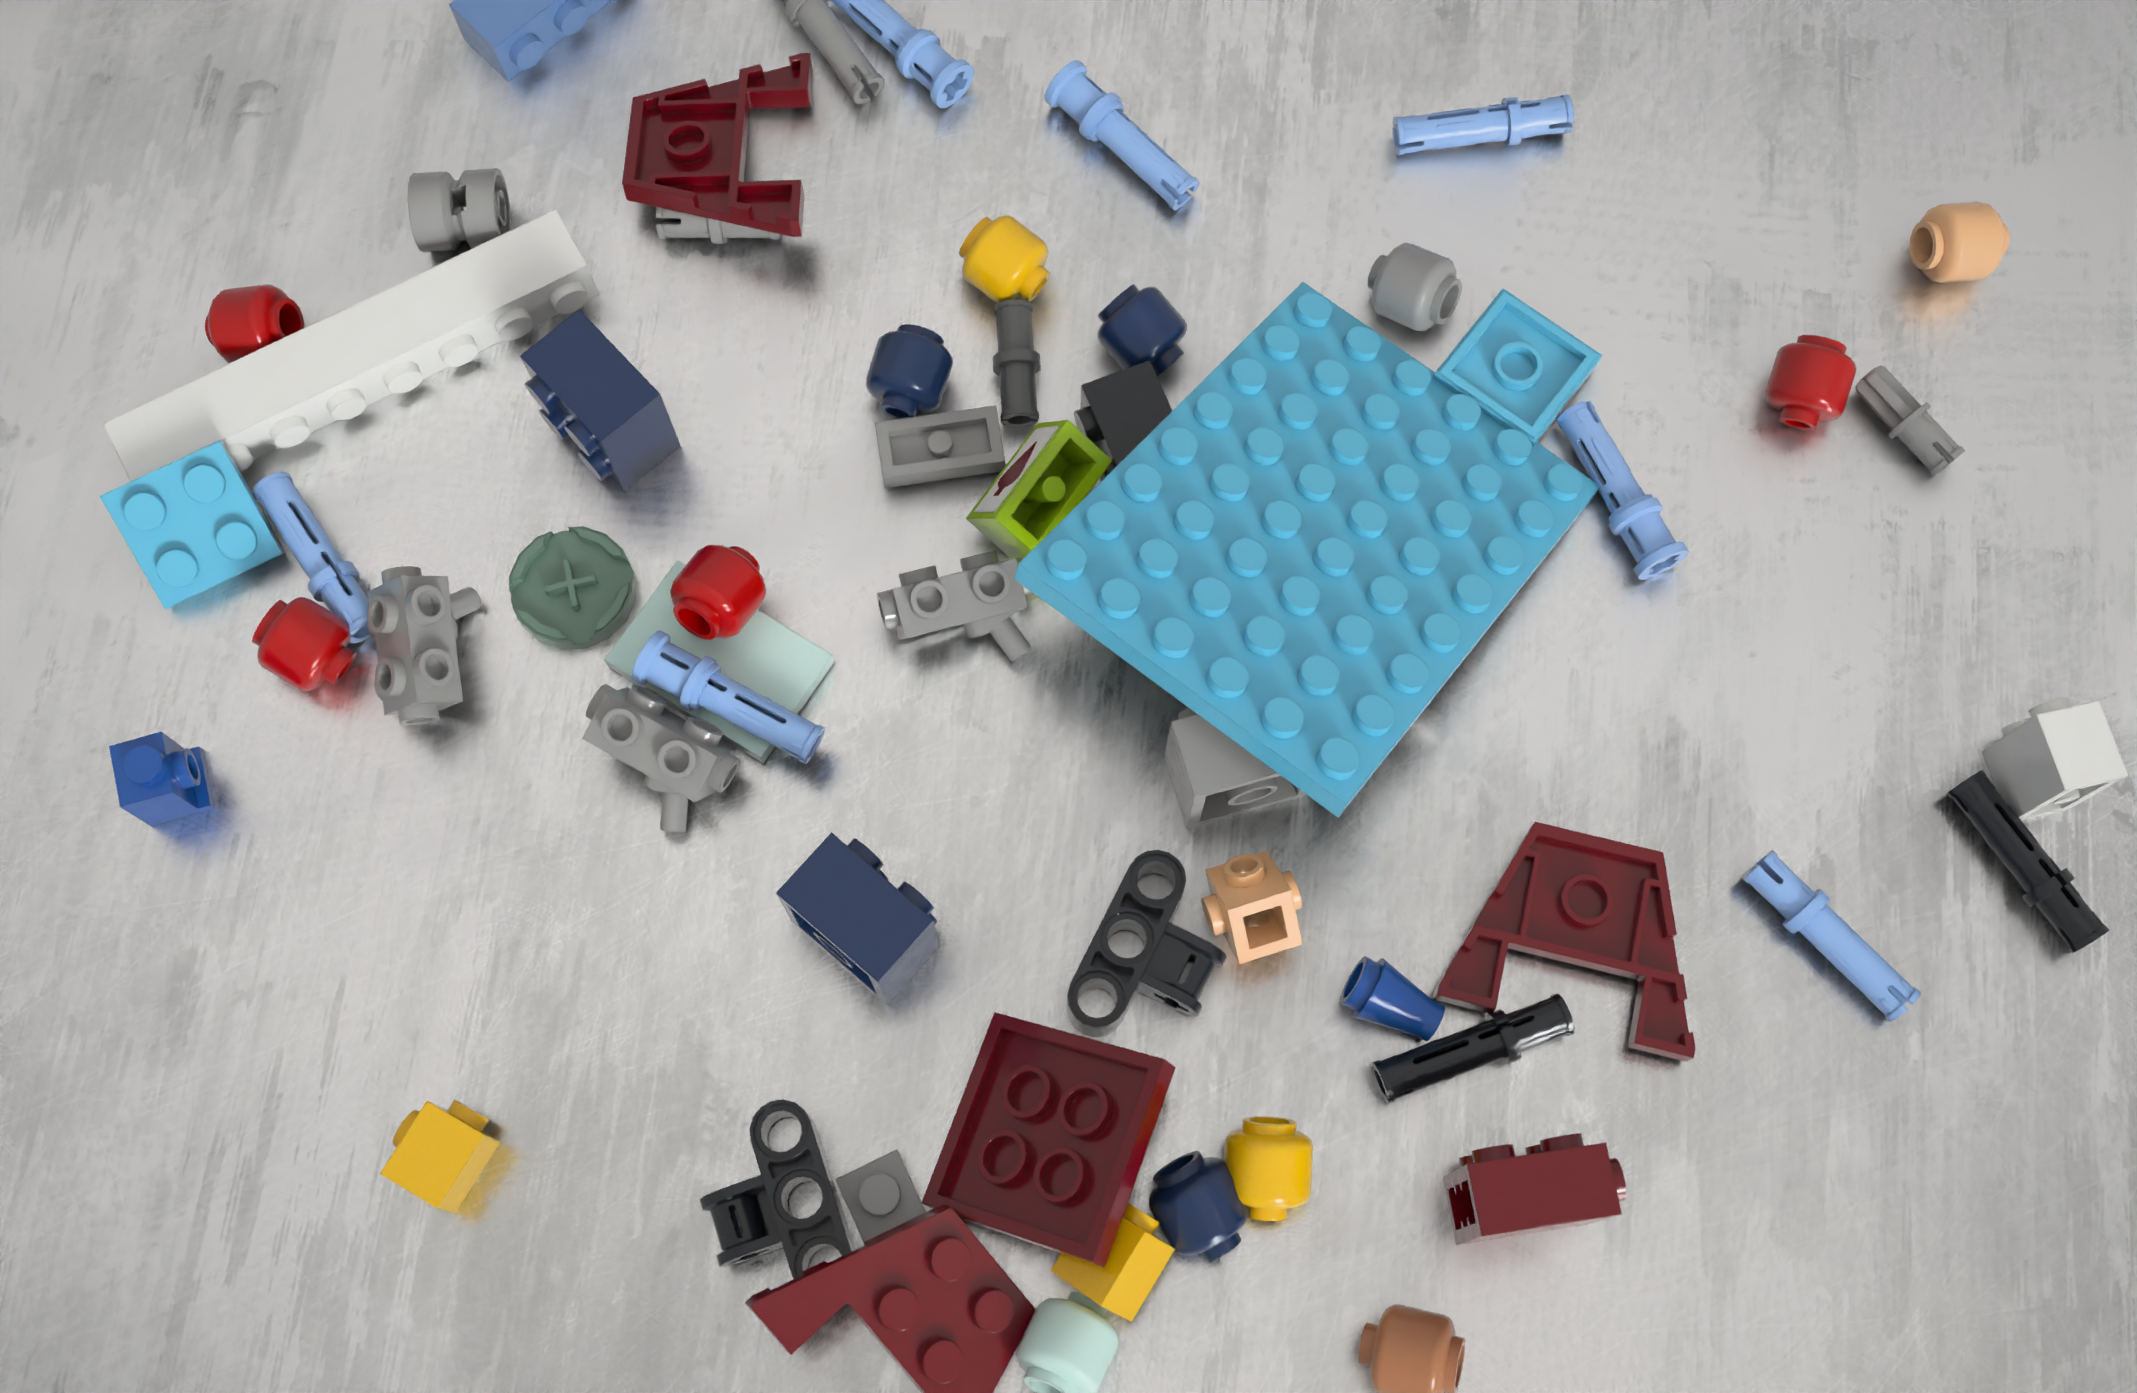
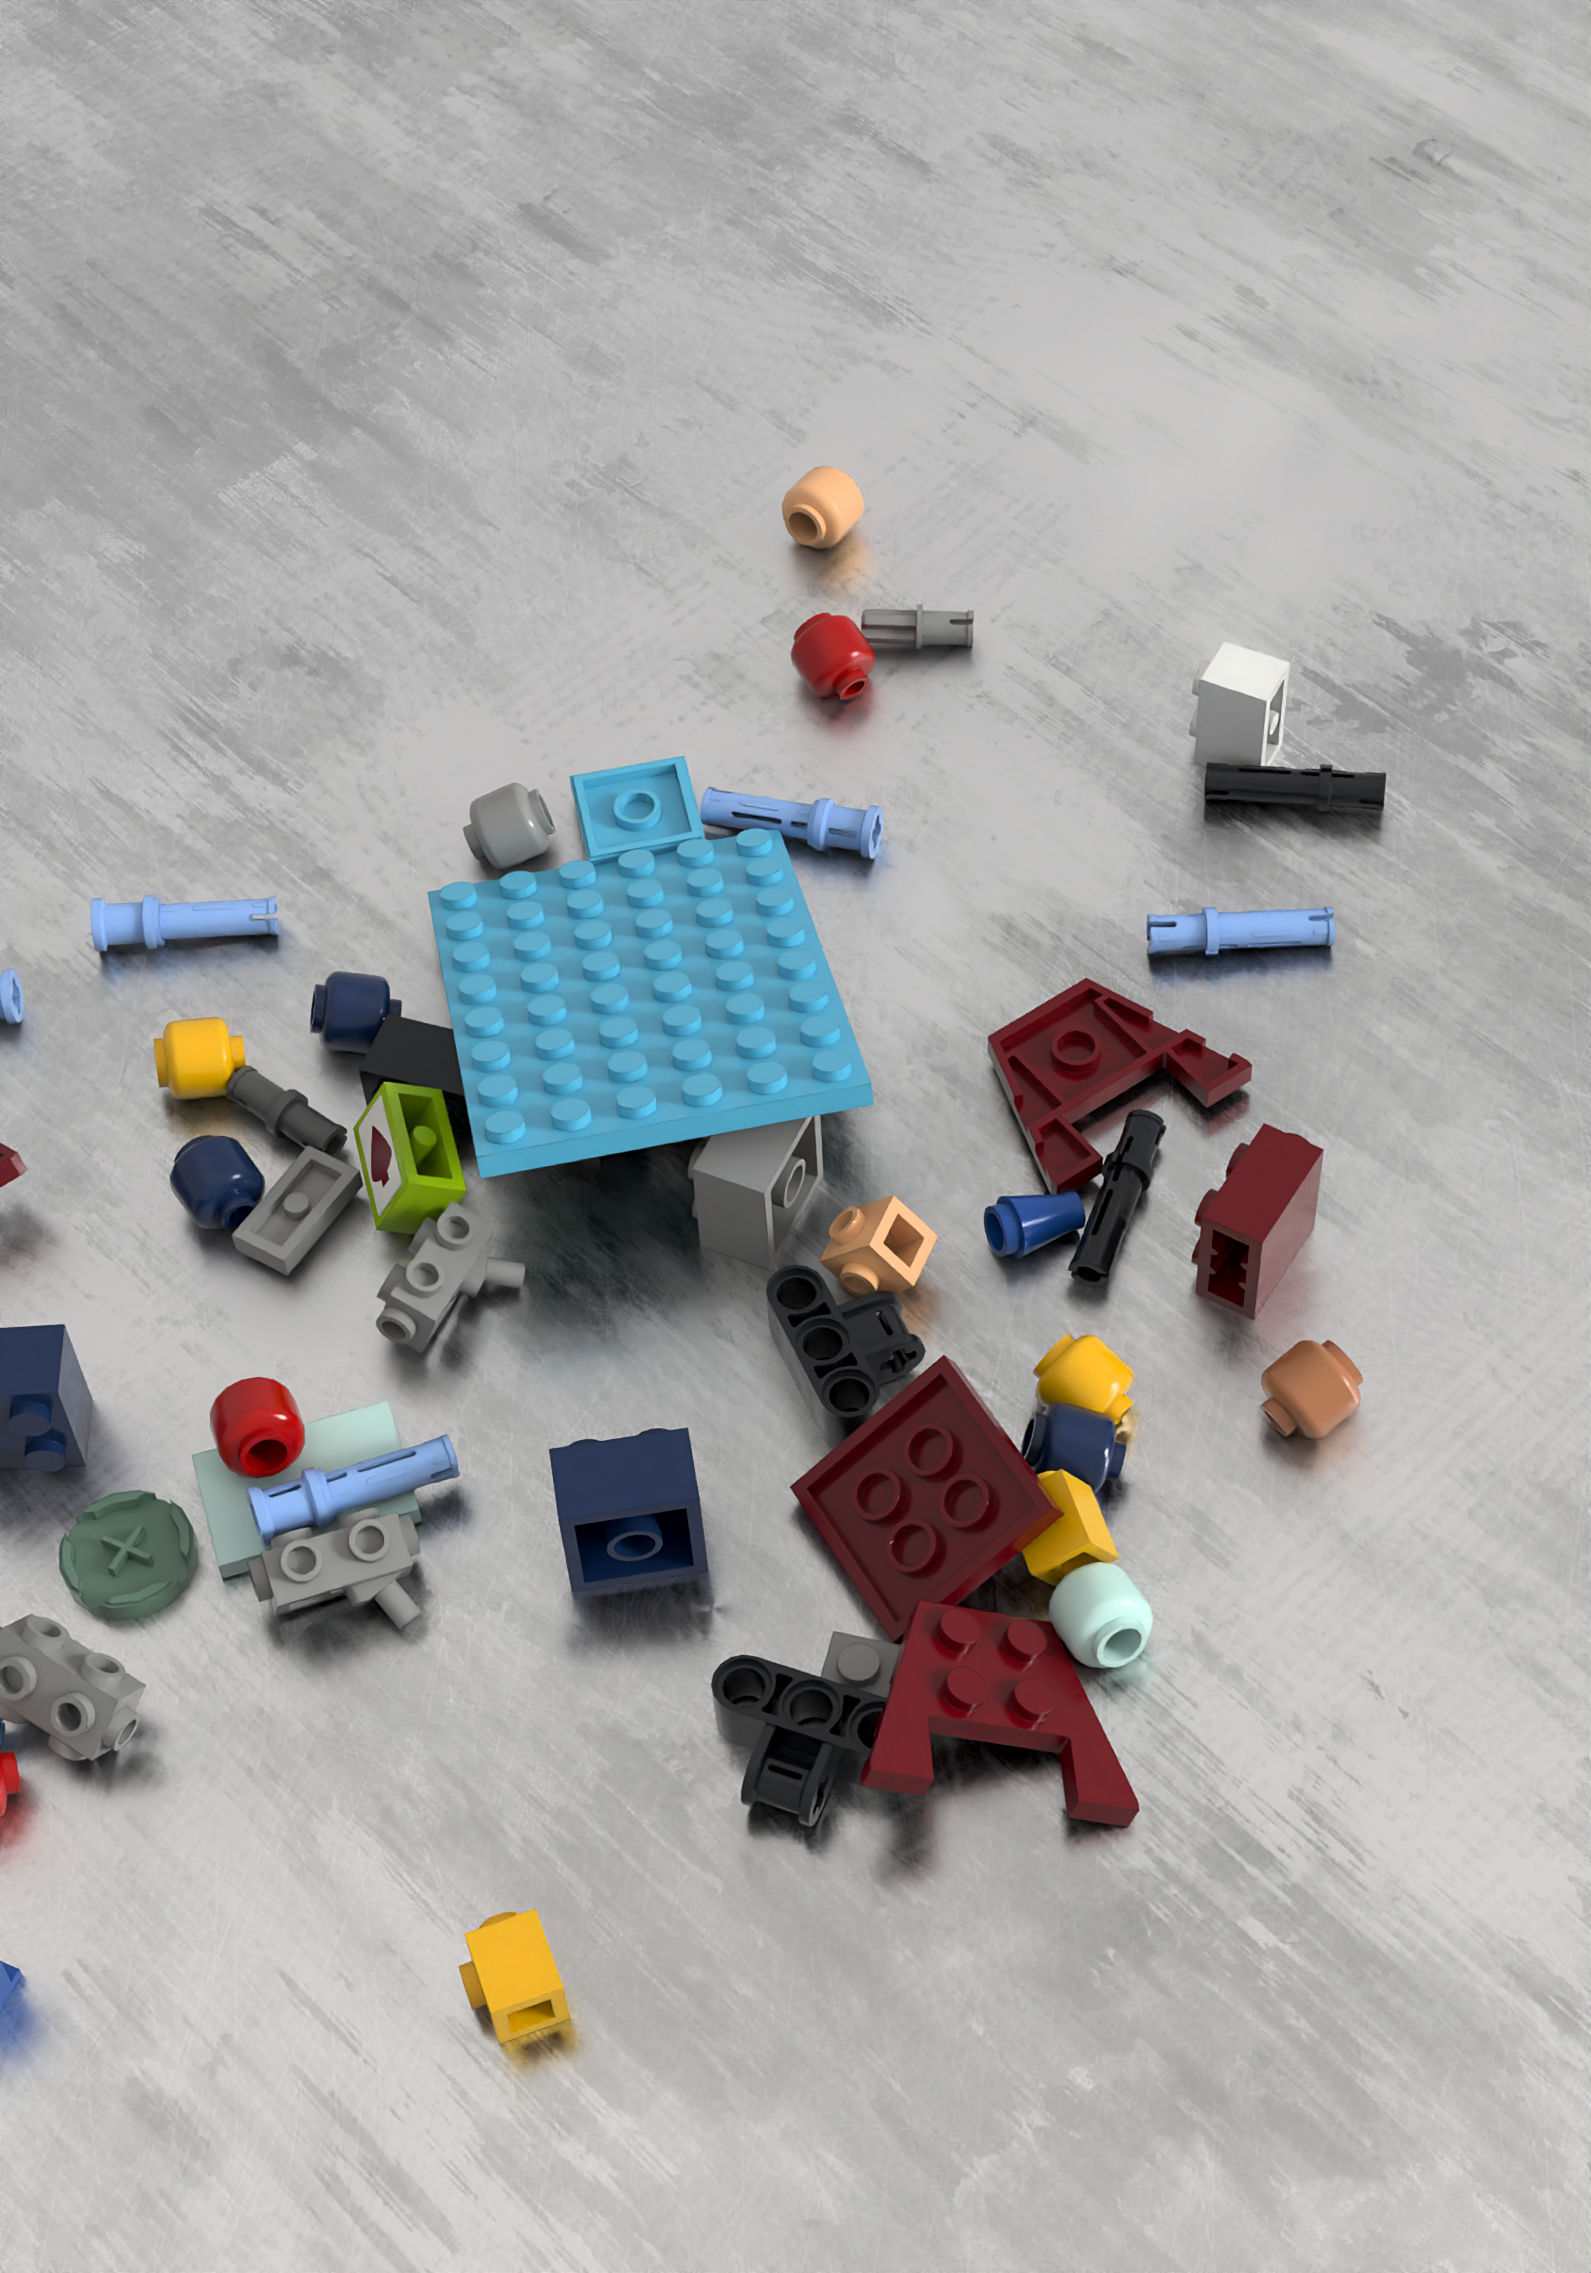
camera: 45 degrees left, 20 degrees down
(1493, 123) = (442, 690): light blue pin -> none

